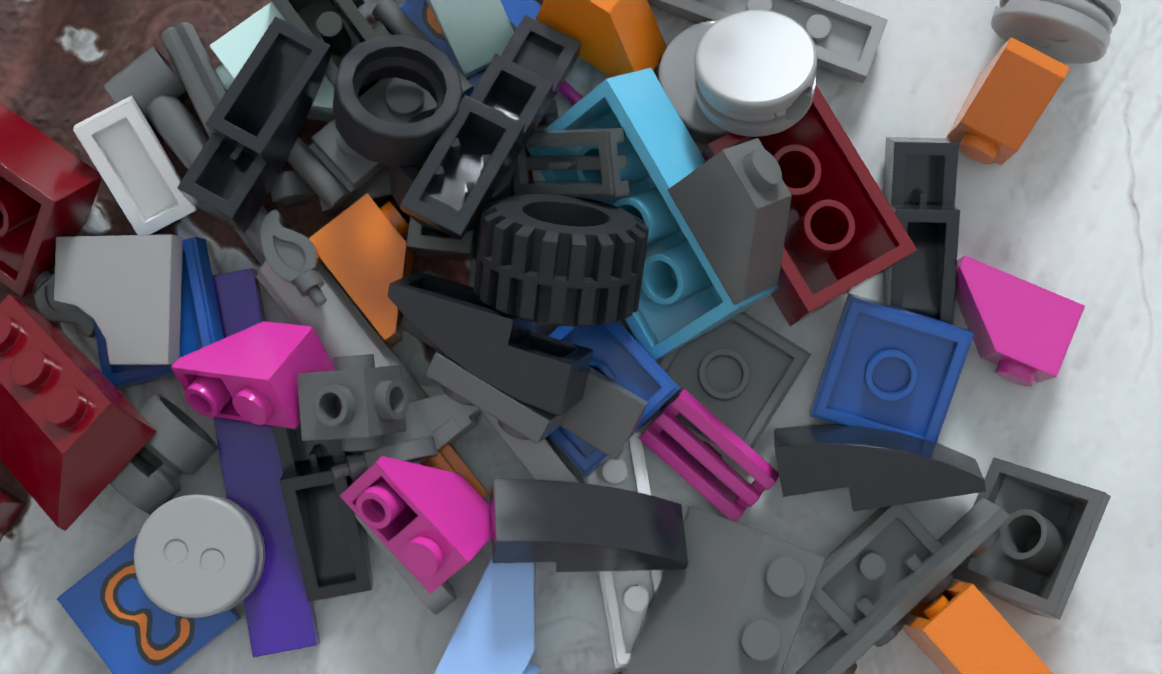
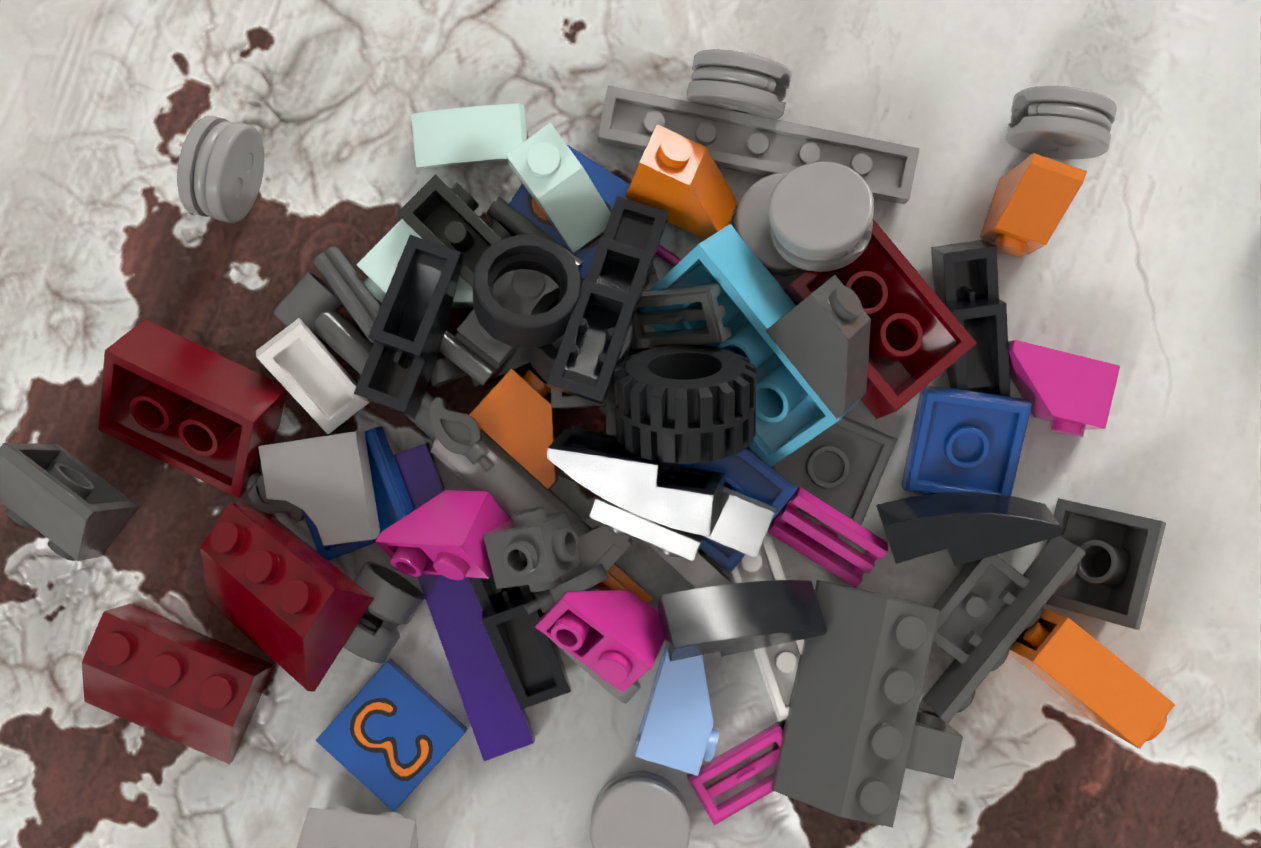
camera: 10 degrees left, 5 degrees up
(199, 555) = (426, 690): light grey head -> none

